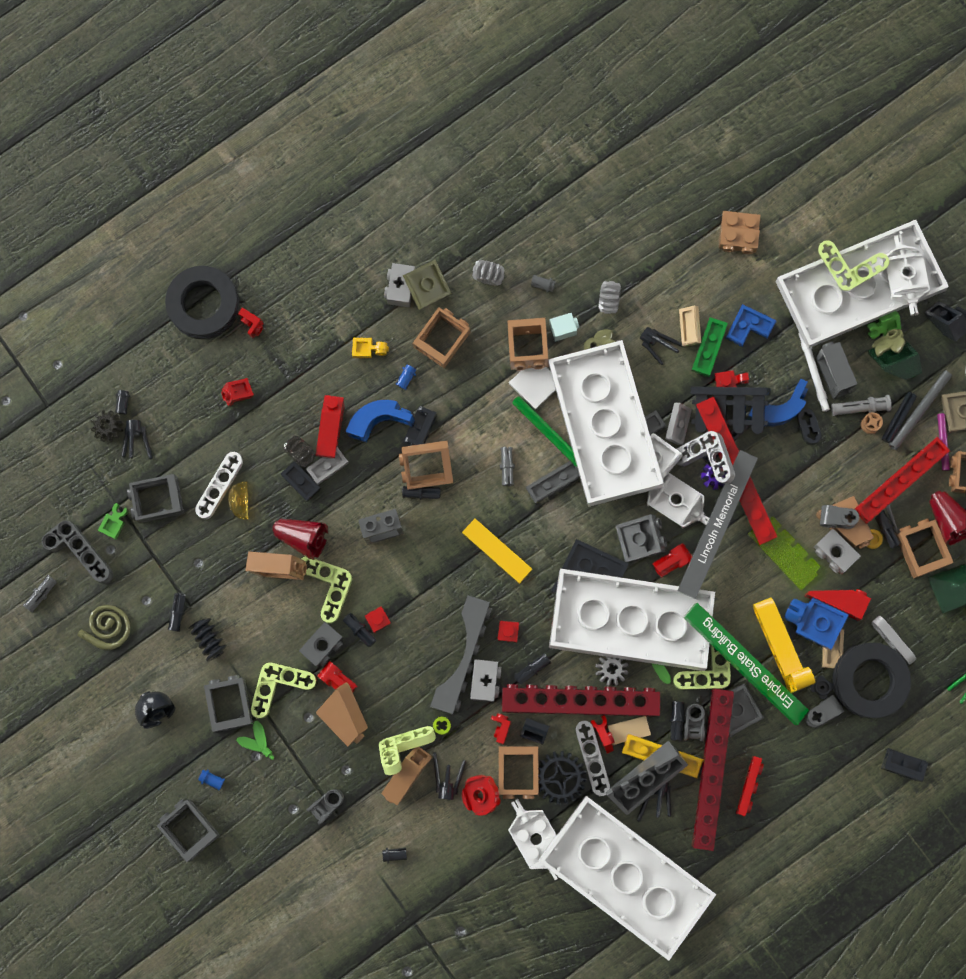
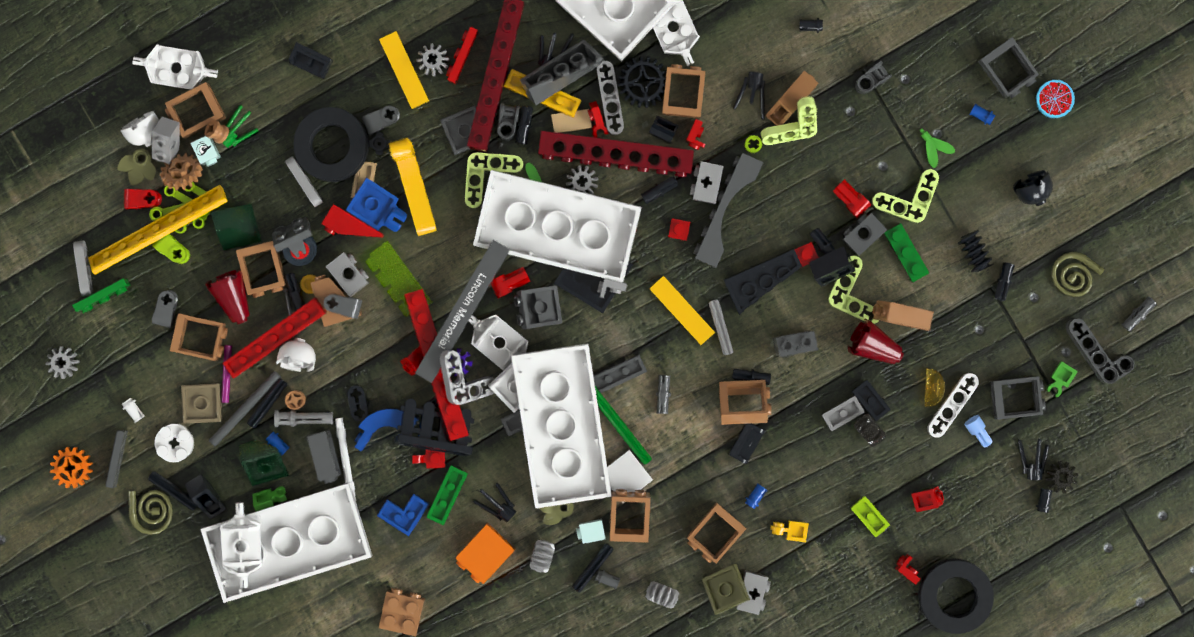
camera: 175 degrees right, 10 degrees up
(138, 803) = (1055, 99): none -> tile
(193, 465) = (976, 427): none -> light blue piece
(230, 724) = (961, 165): dark grey window -> none
(277, 631) = (906, 253): none -> green plate
(292, 369) = (870, 516): none -> lime plate
(330, 426) = (836, 451): red slope -> none
(343, 715) = (848, 162): medium nougat slope -> none
(351, 608) = (832, 266): none -> black hinge
(373, 413) = (795, 460): blue arch -> none
(422, 589) = (760, 279): none -> black wing
(456, 538) = (720, 327): none -> light grey axle
(490, 795) = (713, 75): red plate -> none
(558, 293) = (593, 567): none -> black axle
(568, 565) = (614, 286): none -> light grey bracket
(665, 294) = (484, 554): none -> orange brick
(678, 424) = (487, 419): light grey plate -> none
(690, 326) = (464, 518): tan tile -> none
(746, 663) = (451, 172): green tile -> none
(760, 472) = (412, 361): none -> red bracket
(785, 780) = (426, 59): none -> light grey gear
(807, 765) = (404, 70): none -> yellow tile
(851, 273) = (294, 552): yellowish green beam -> none
(877, 466) = (296, 355): none -> white cylinder
(883, 379) = (275, 441): none -> blue pin
(893, 340) = (265, 480): olive plate -> none
(894, 578) = (295, 242): none -> dark grey plate

